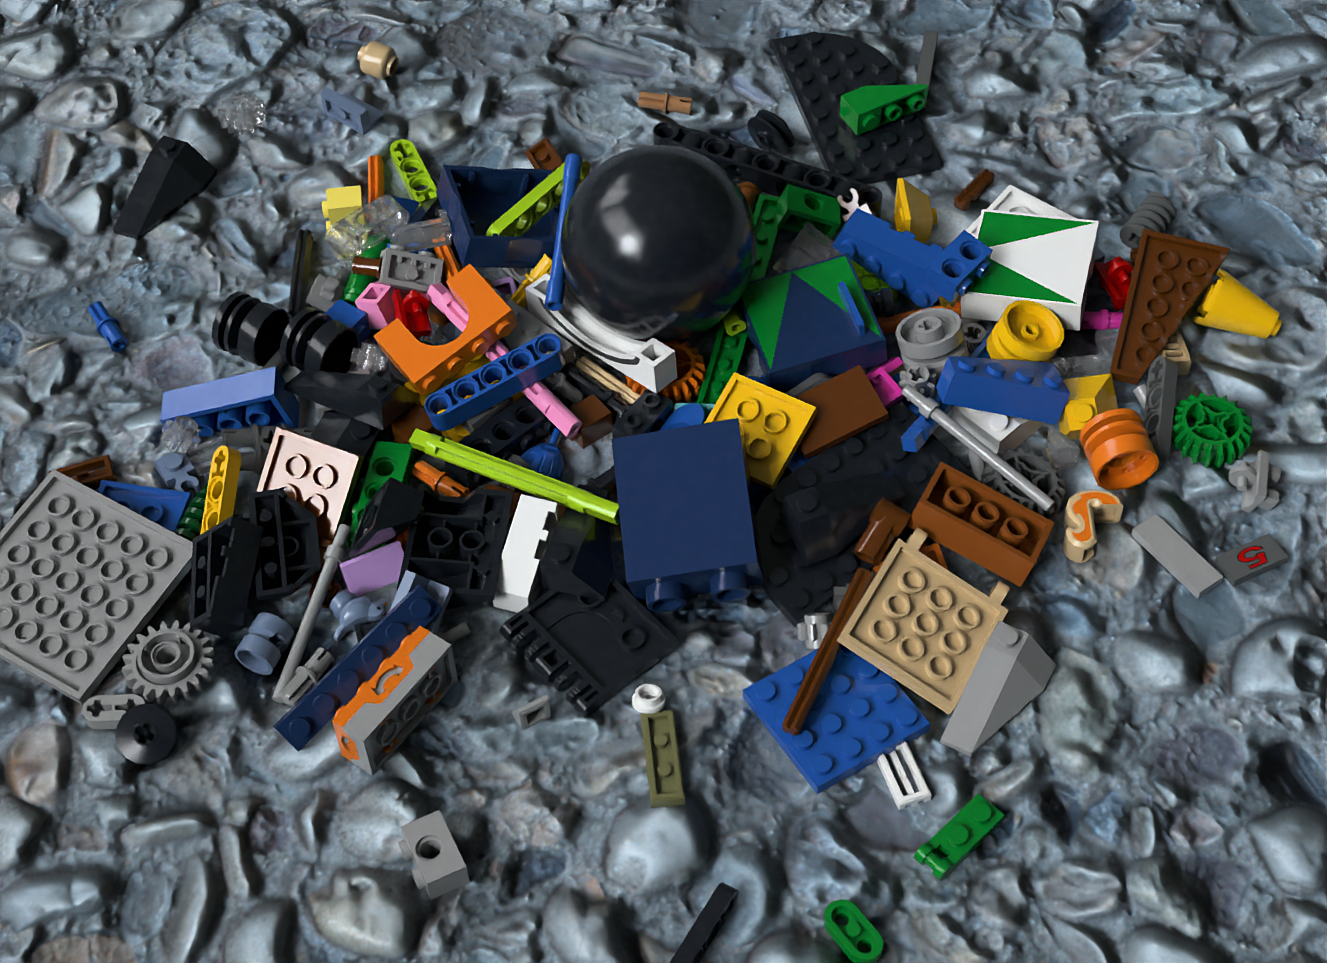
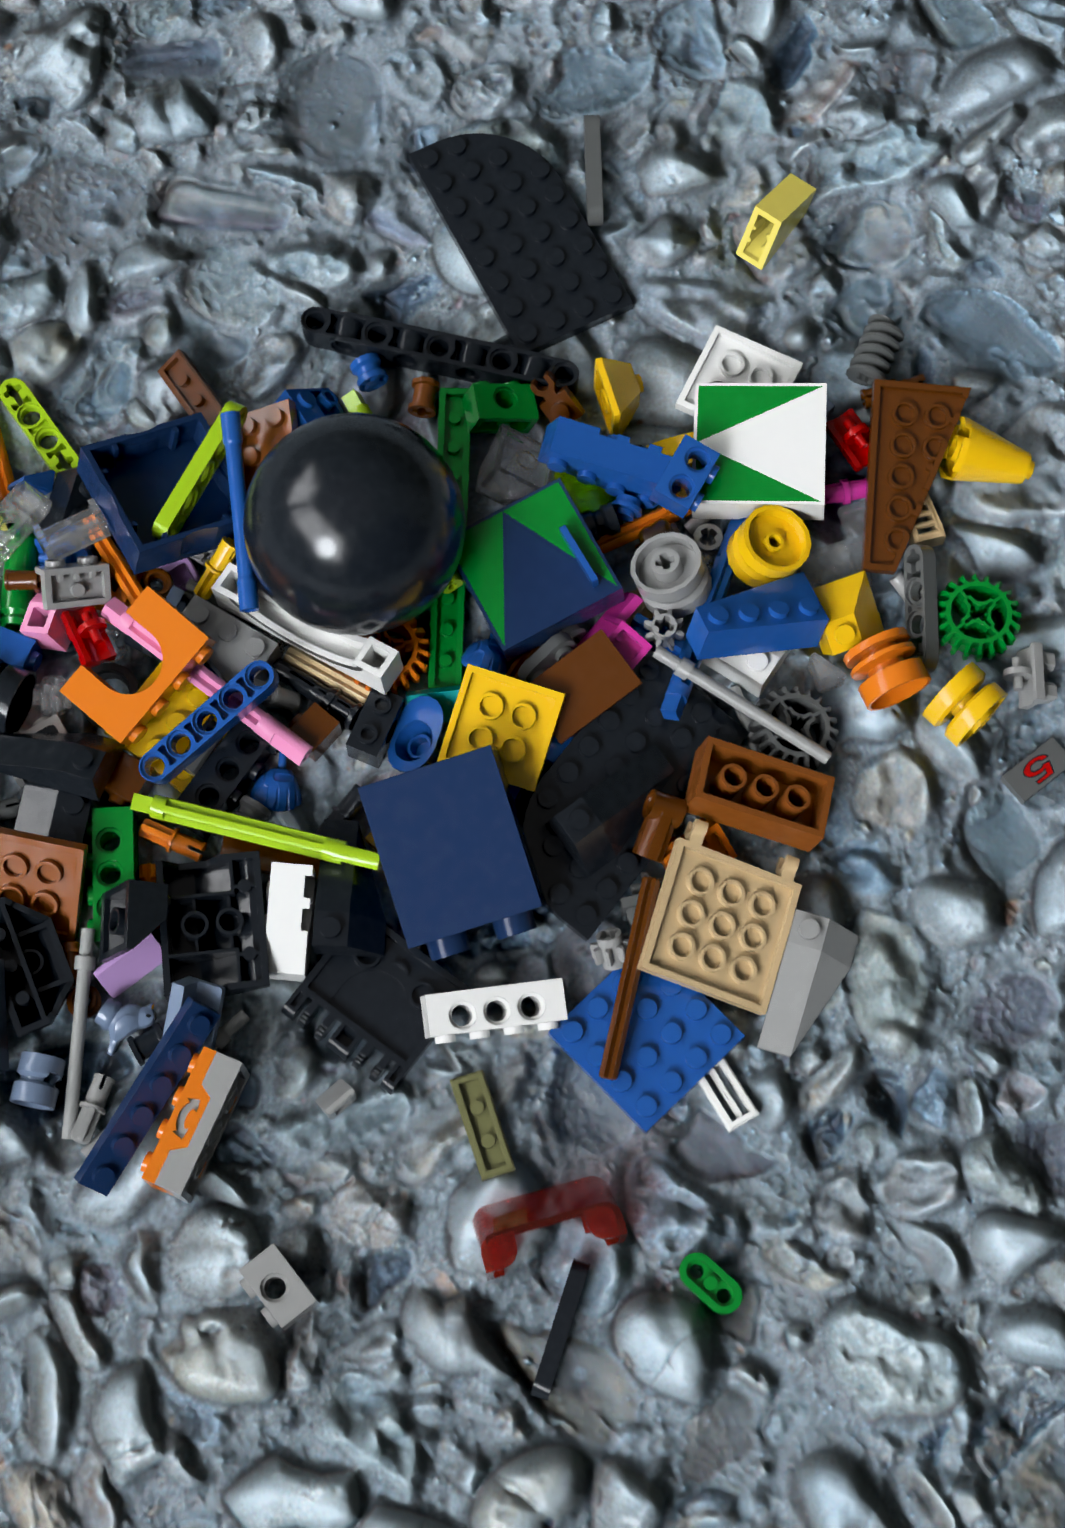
camera: 15 degrees left, 20 degrees up
(648, 699) = (451, 1055): white plate -> none
(665, 102) = (303, 270): medium nougat axle -> none
(709, 646) = (546, 995): none -> white brick
(746, 836) = (582, 1198): none -> clear red windscreen
(770, 131) = (433, 295): black piece -> none
(877, 105) = (549, 242): green slope -> none
(904, 298) = (627, 507): none -> blue plate
(959, 837) = (795, 1153): green plate -> none
(974, 189) = (676, 334): reddish brown axle -> none
(1074, 120) = (775, 220): none -> light yellow slope
(1079, 519) = (857, 760): tan animal -> none
(1177, 556) = (961, 780): light grey tile -> none
(1188, 487) = (969, 708): none -> yellow wheel

